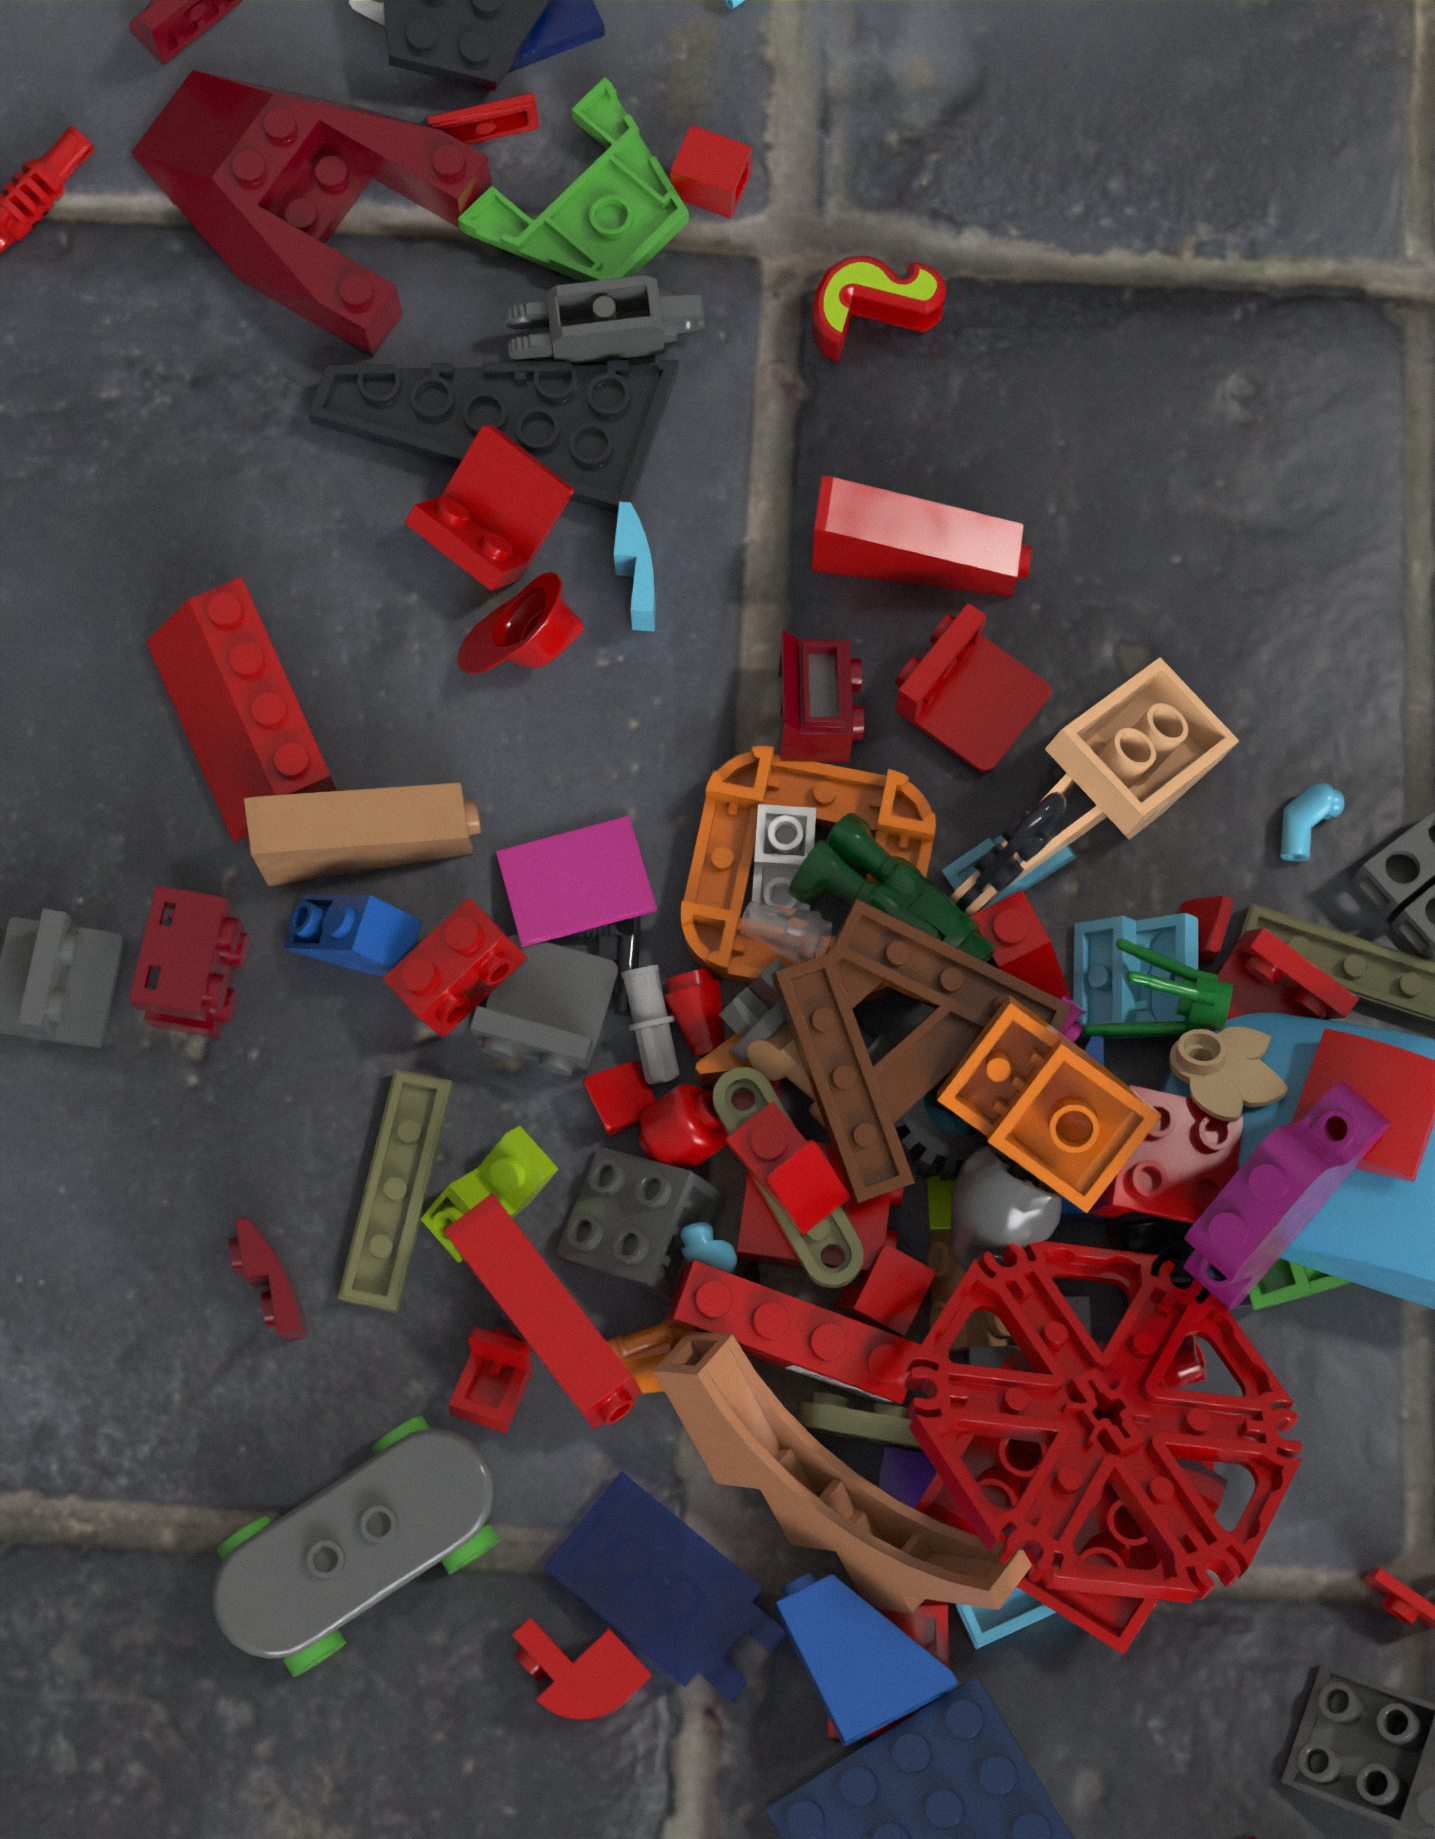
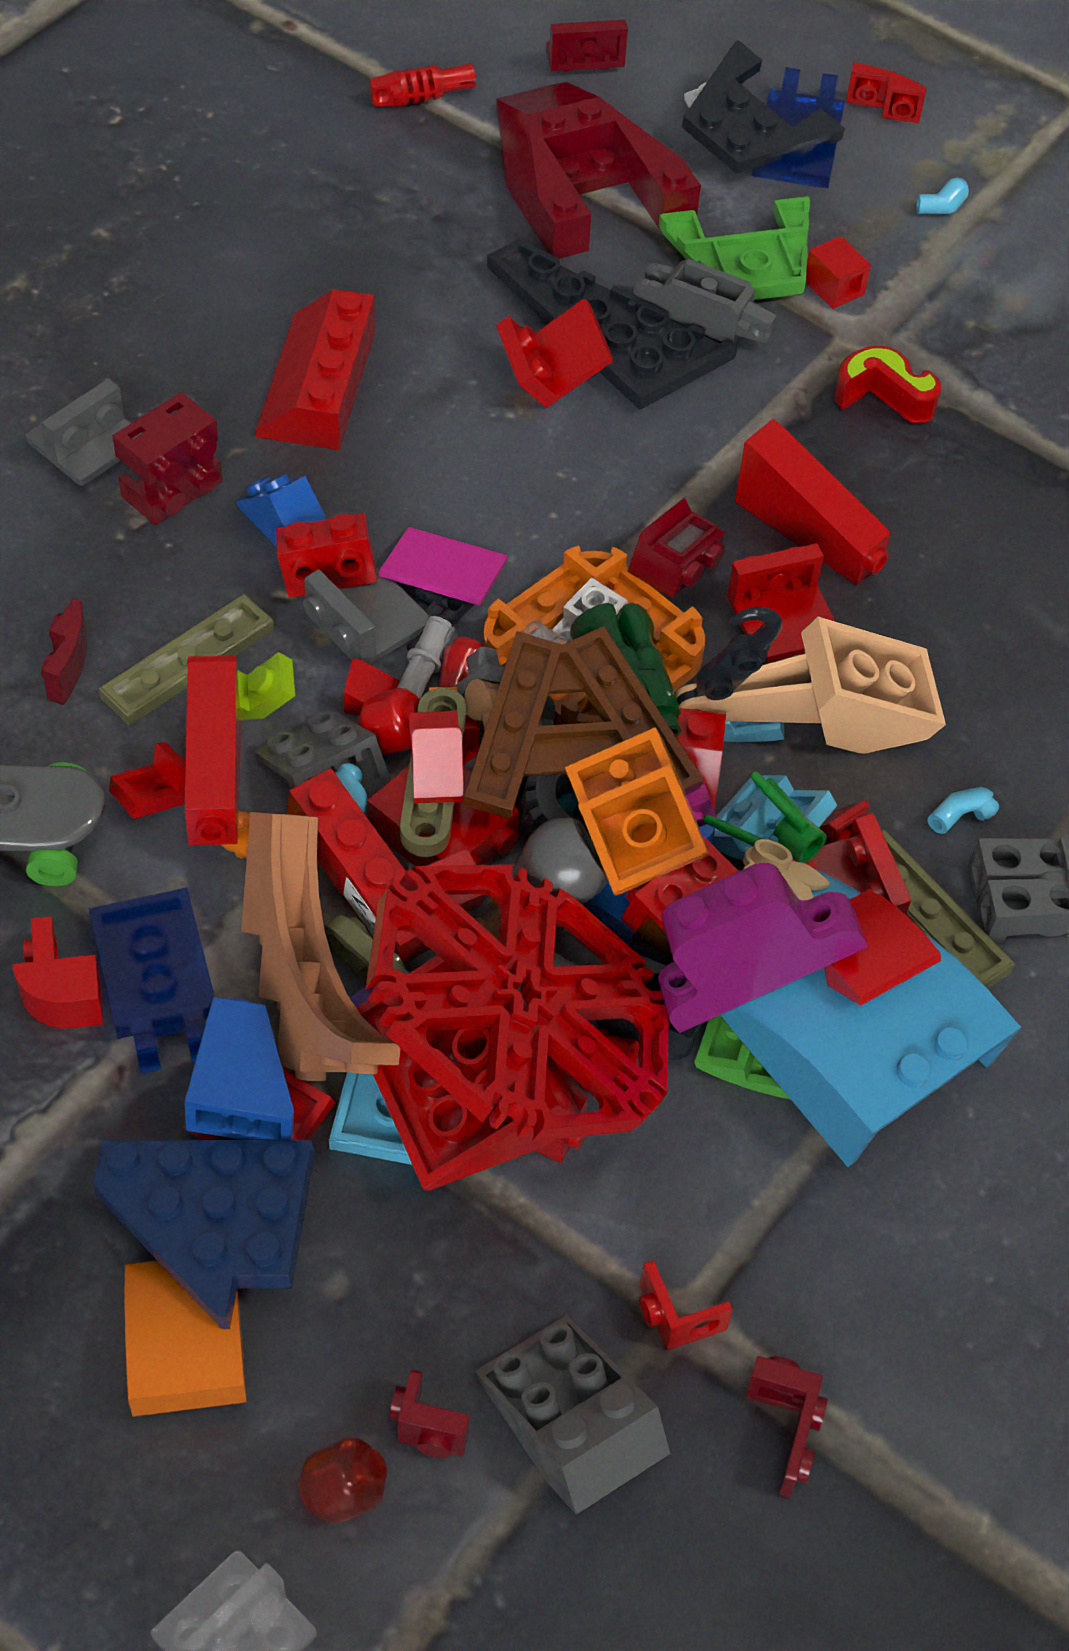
camera: 30 degrees right, 20 degrees down
(358, 830) = (335, 457): medium nougat slope -> none
(488, 119) = (724, 182): red slope -> none
(524, 630) = (530, 429): red piece -> none
(634, 559) = (623, 430): medium azure slope -> none

